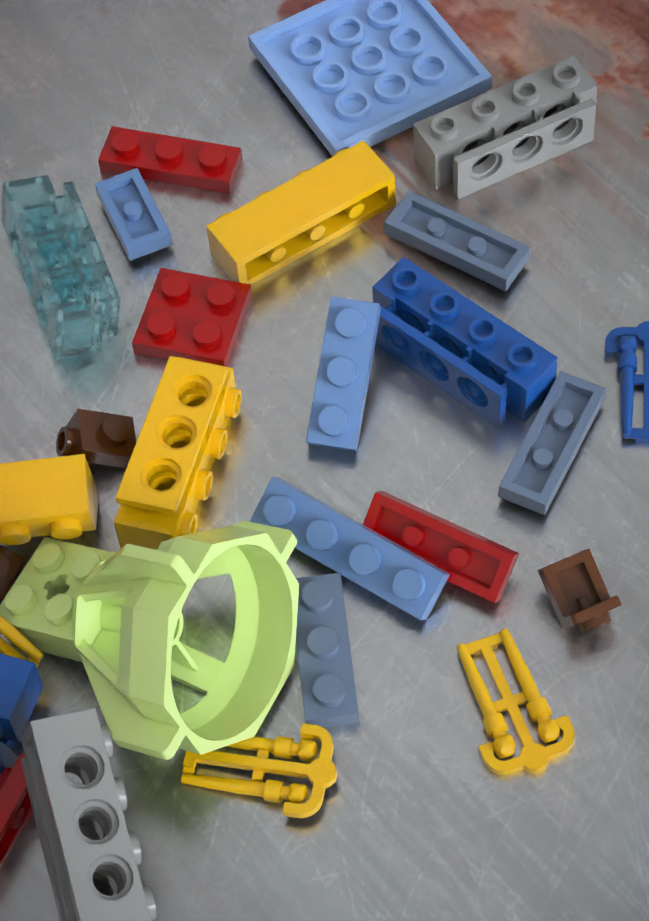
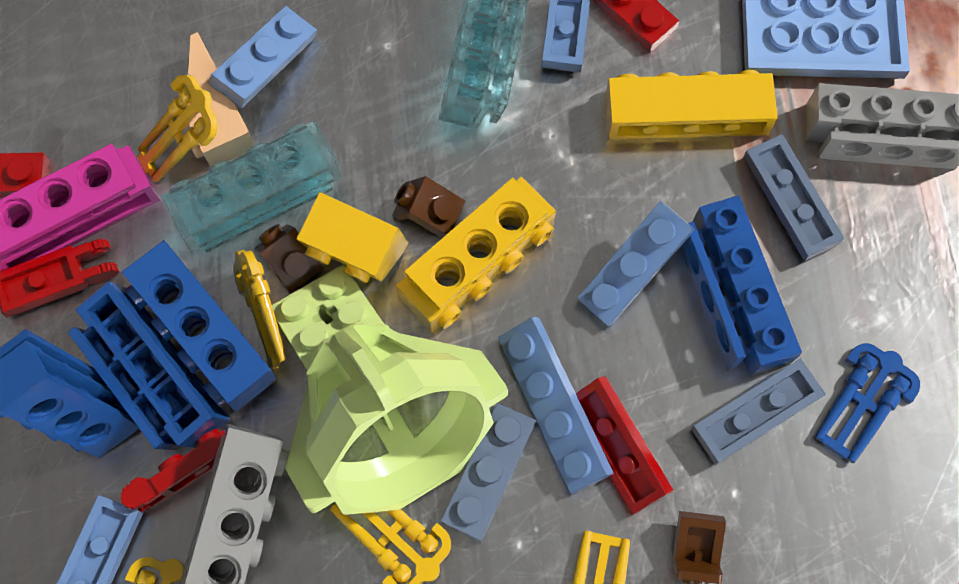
camera: 25 degrees right, 15 degrees up
(192, 317) = (557, 144): red plate -> none

